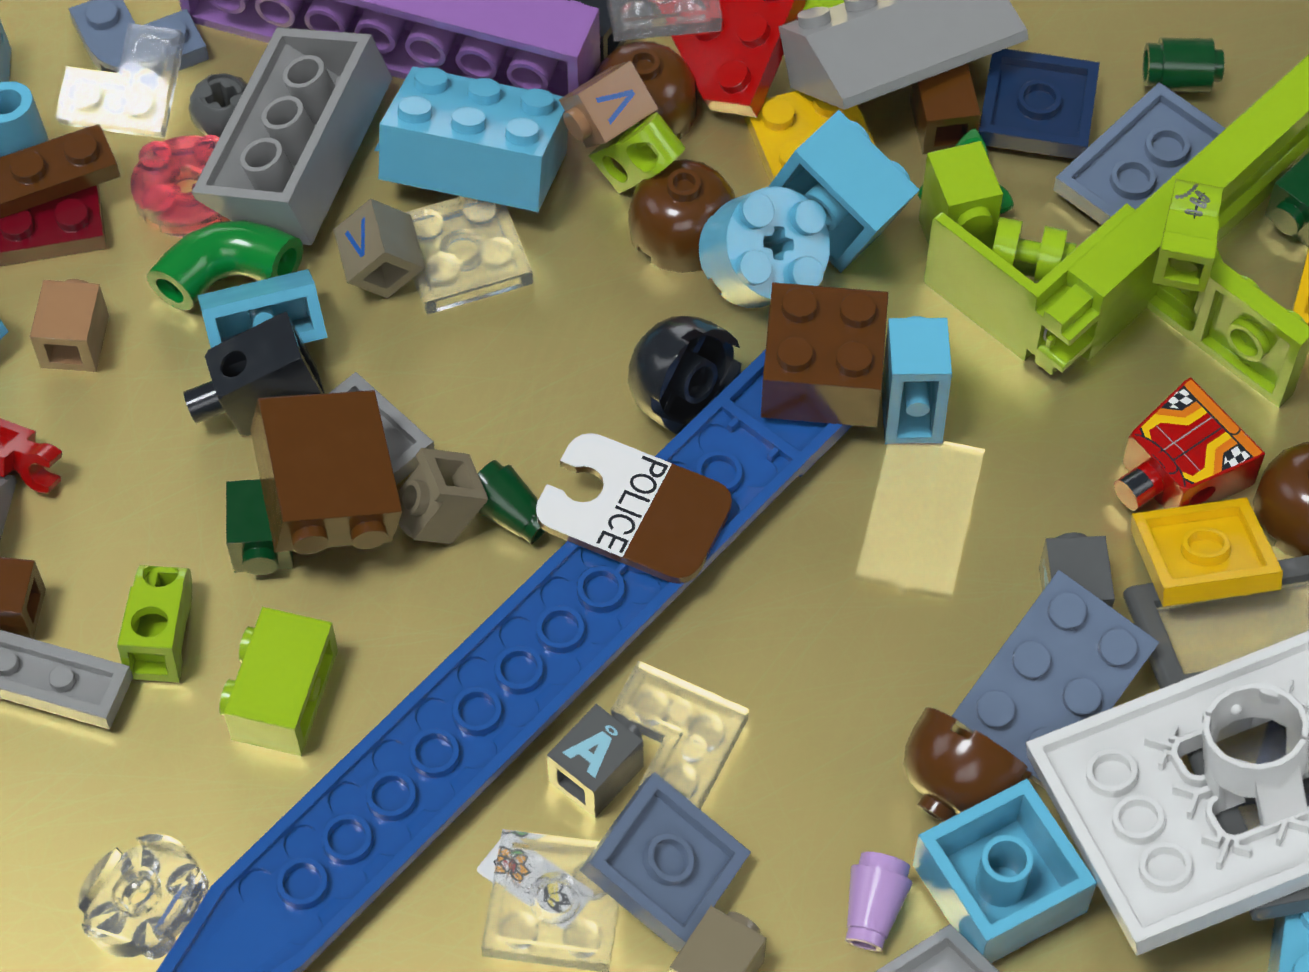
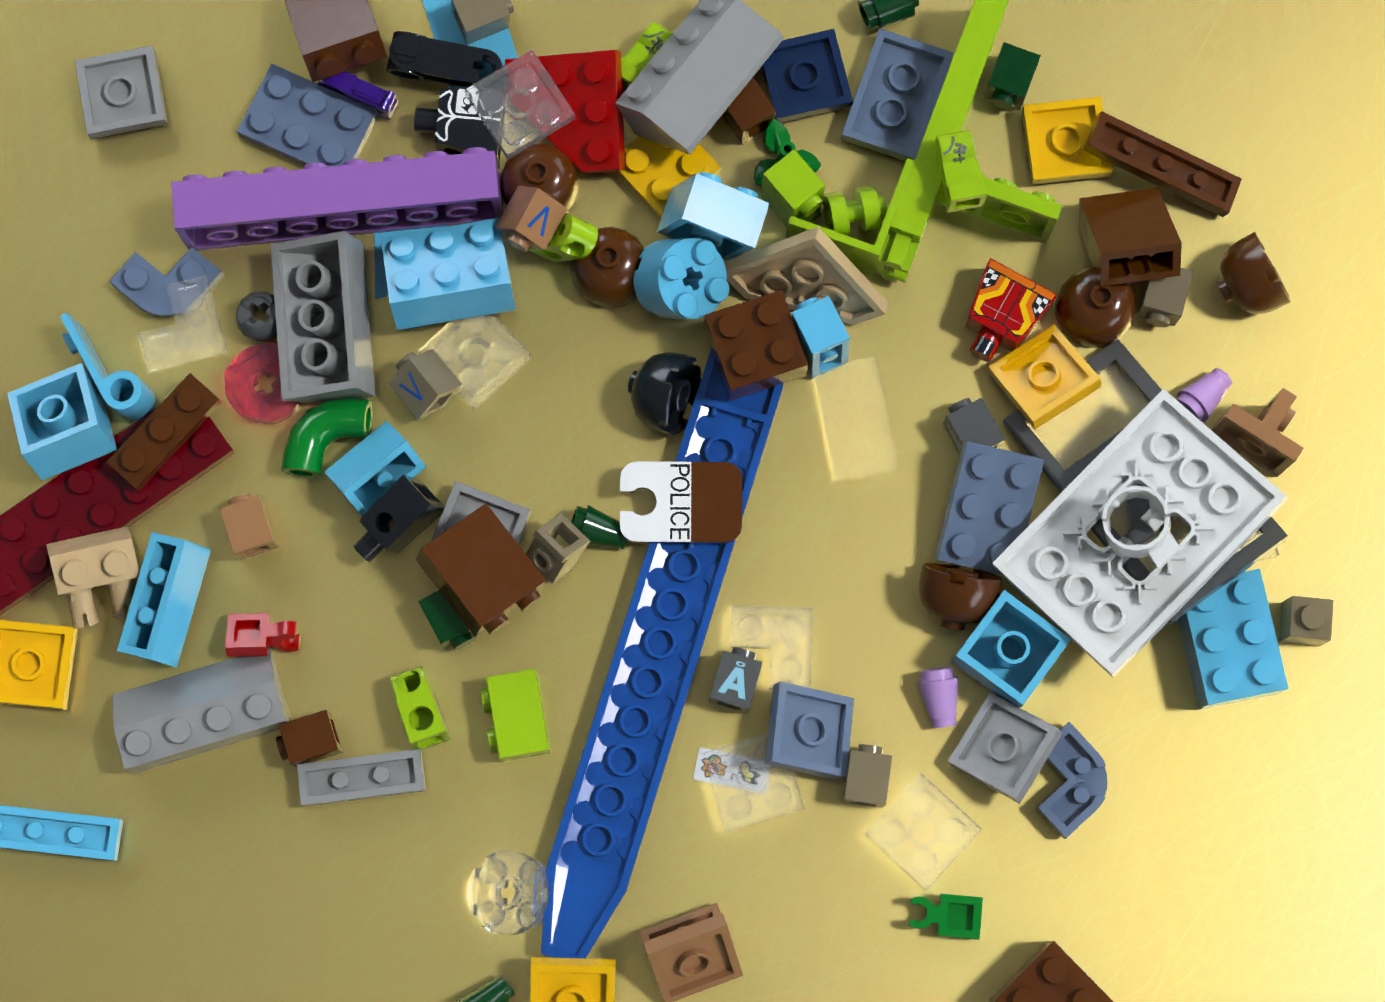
camera: 25 degrees left, 20 degrees up
(943, 279) = (804, 269): none -> tan plate

